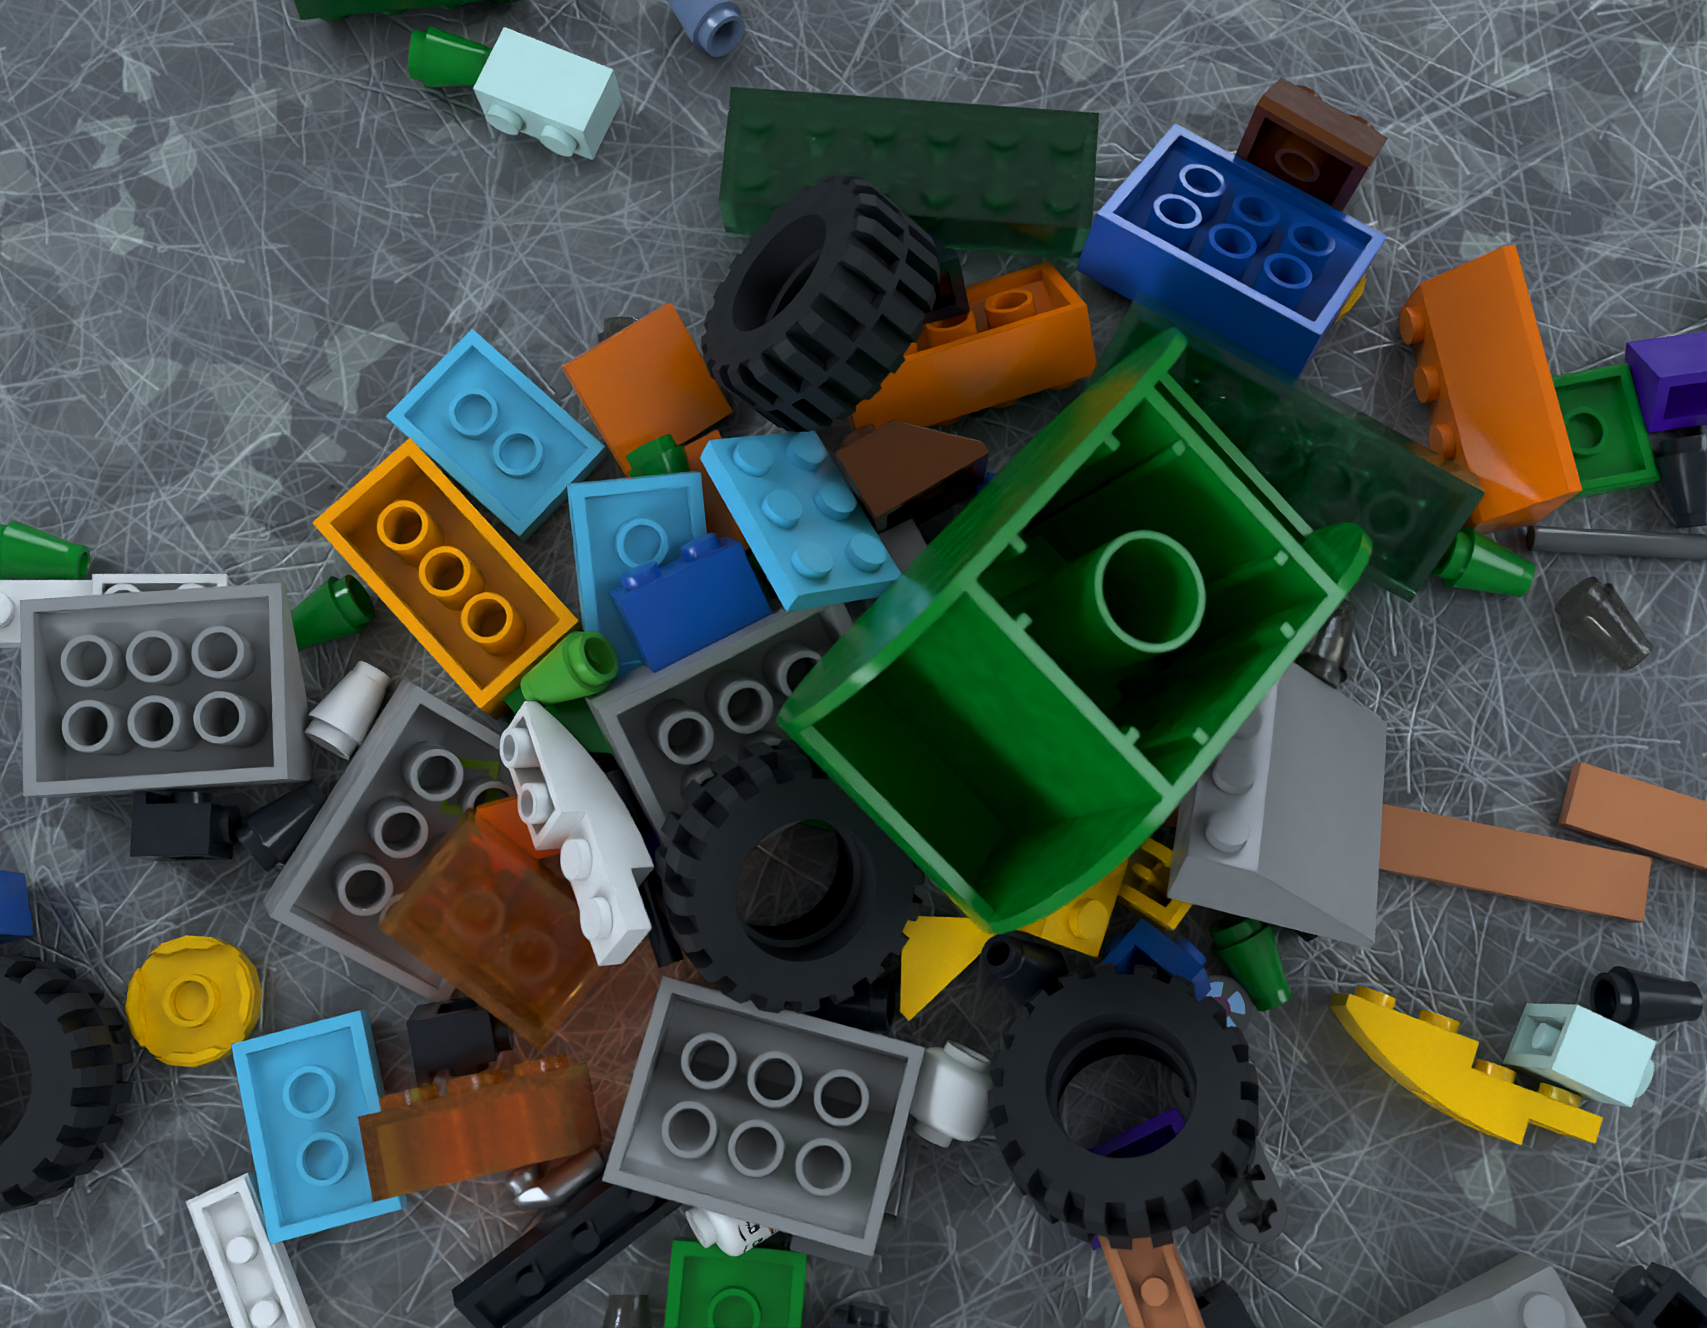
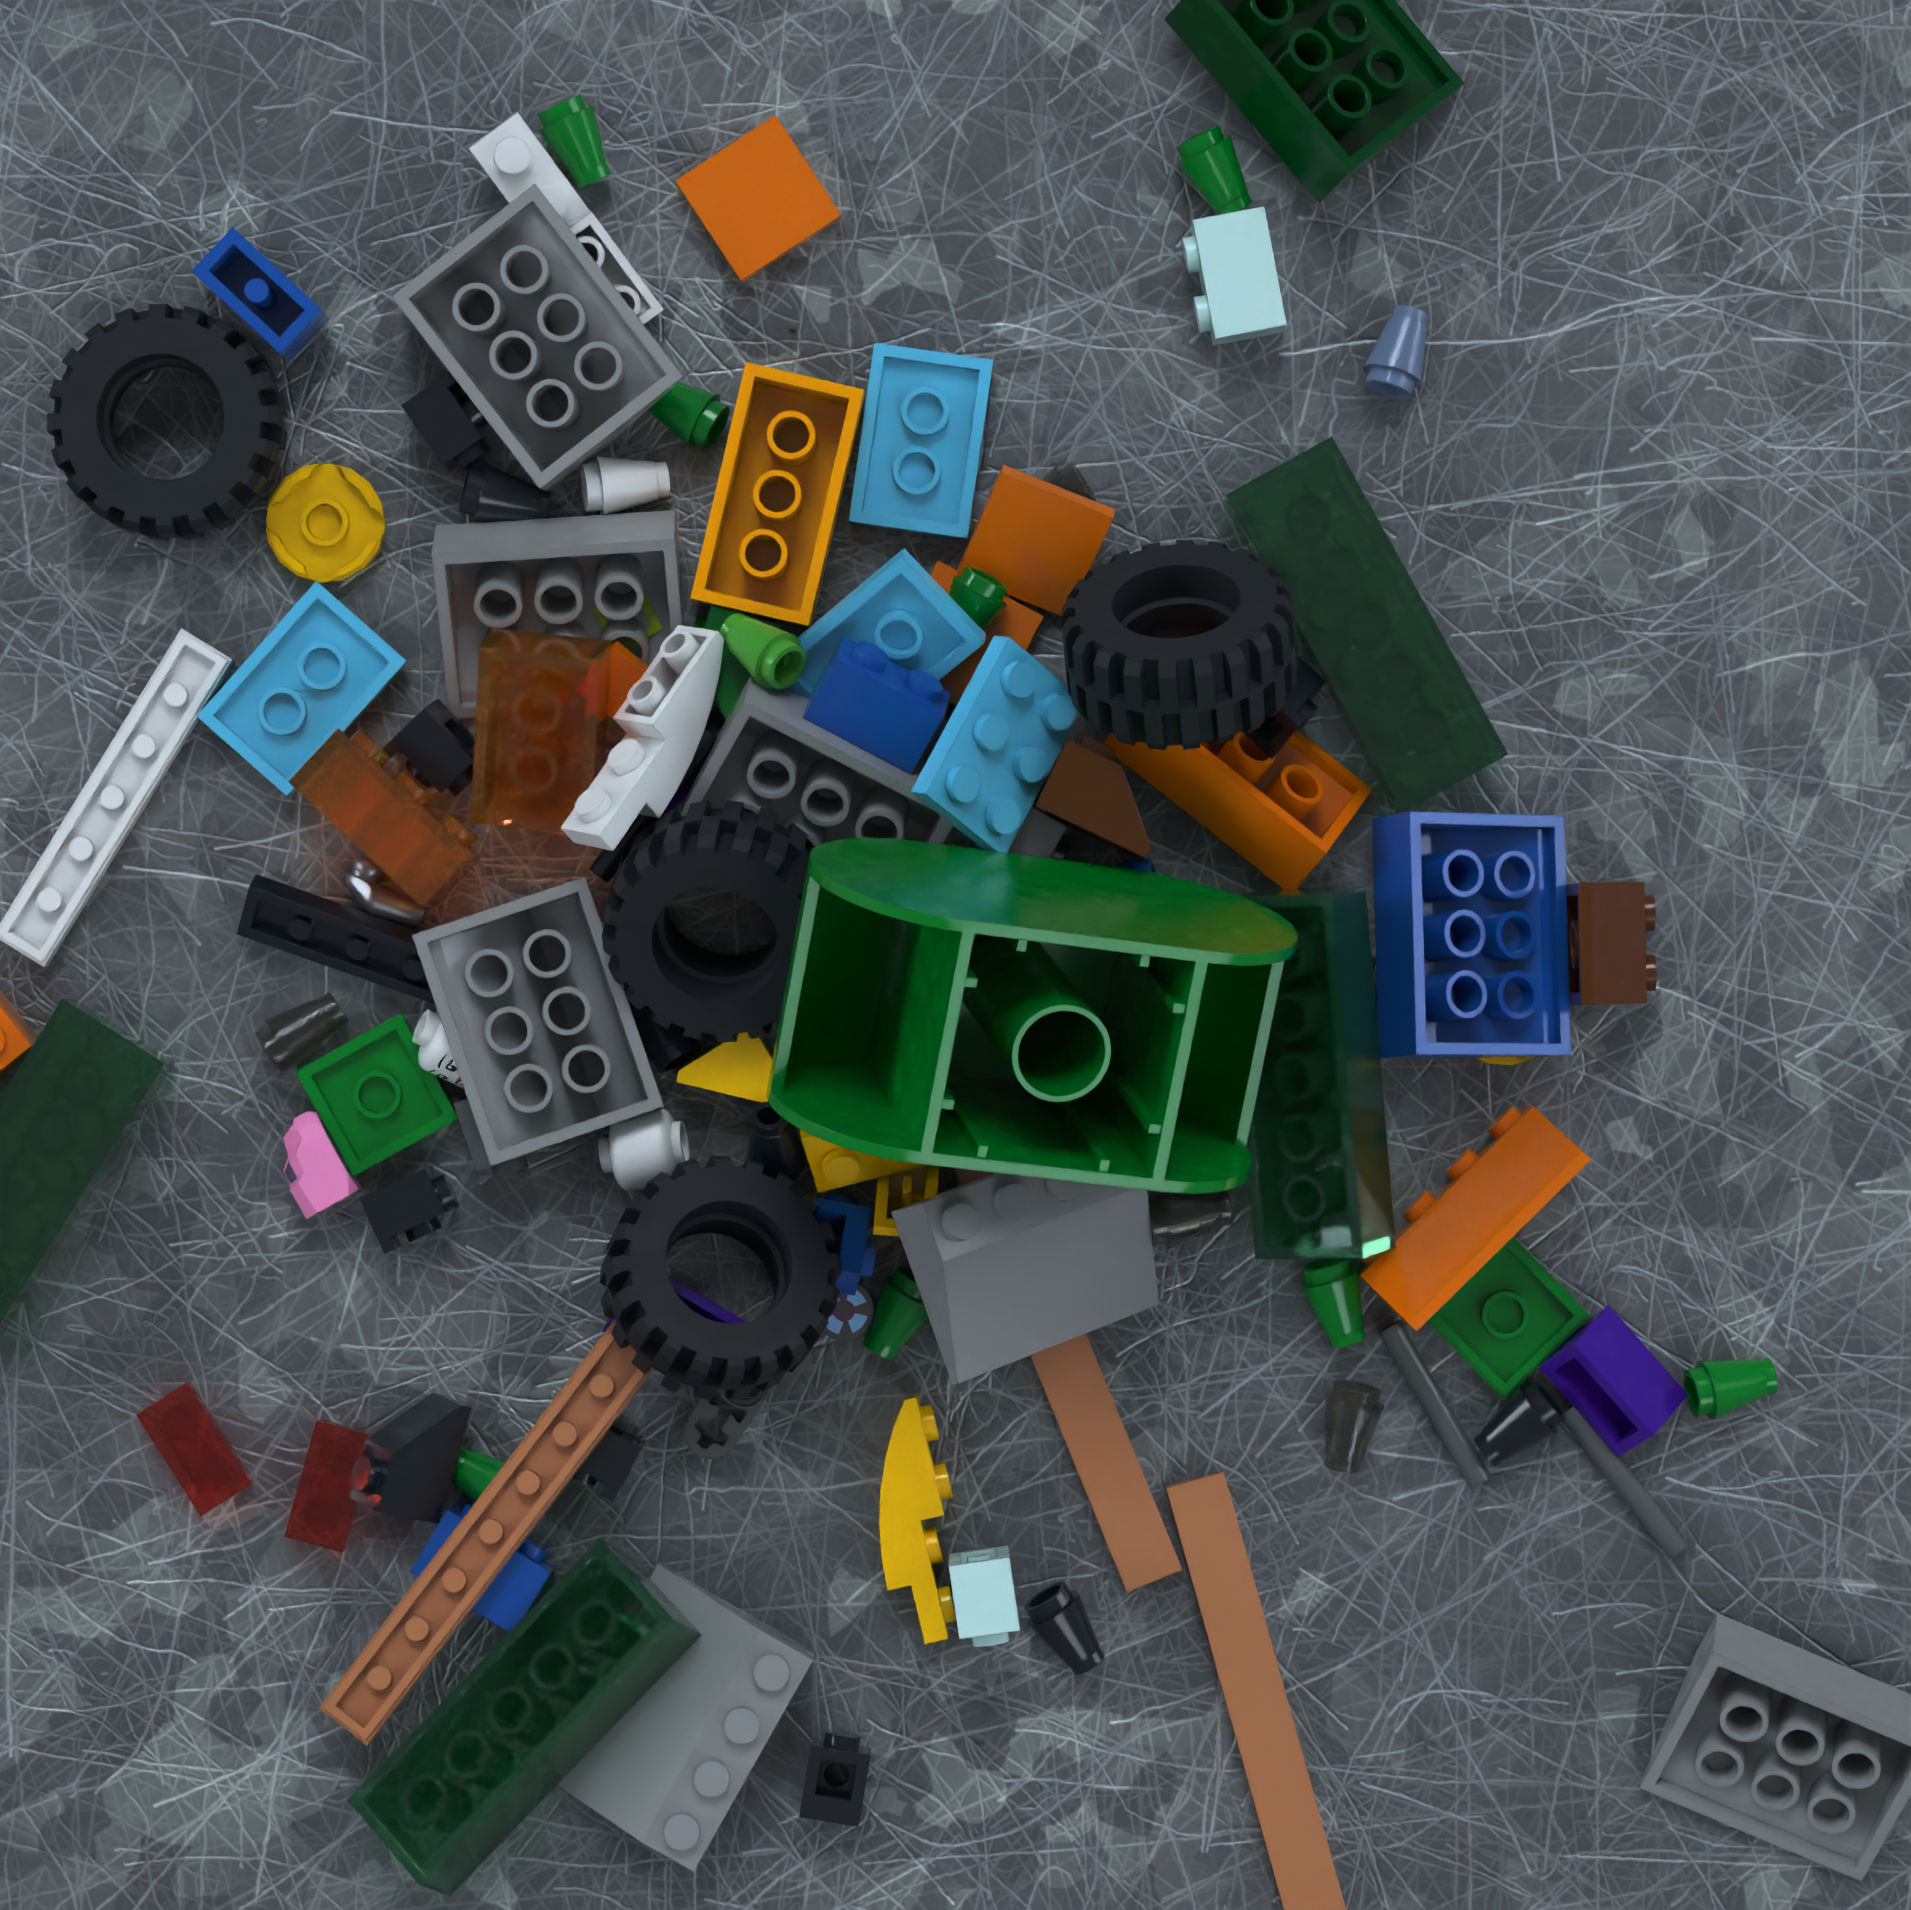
camera: 50 degrees right, 10 degrees up
(201, 439) = (758, 199): none -> orange tile

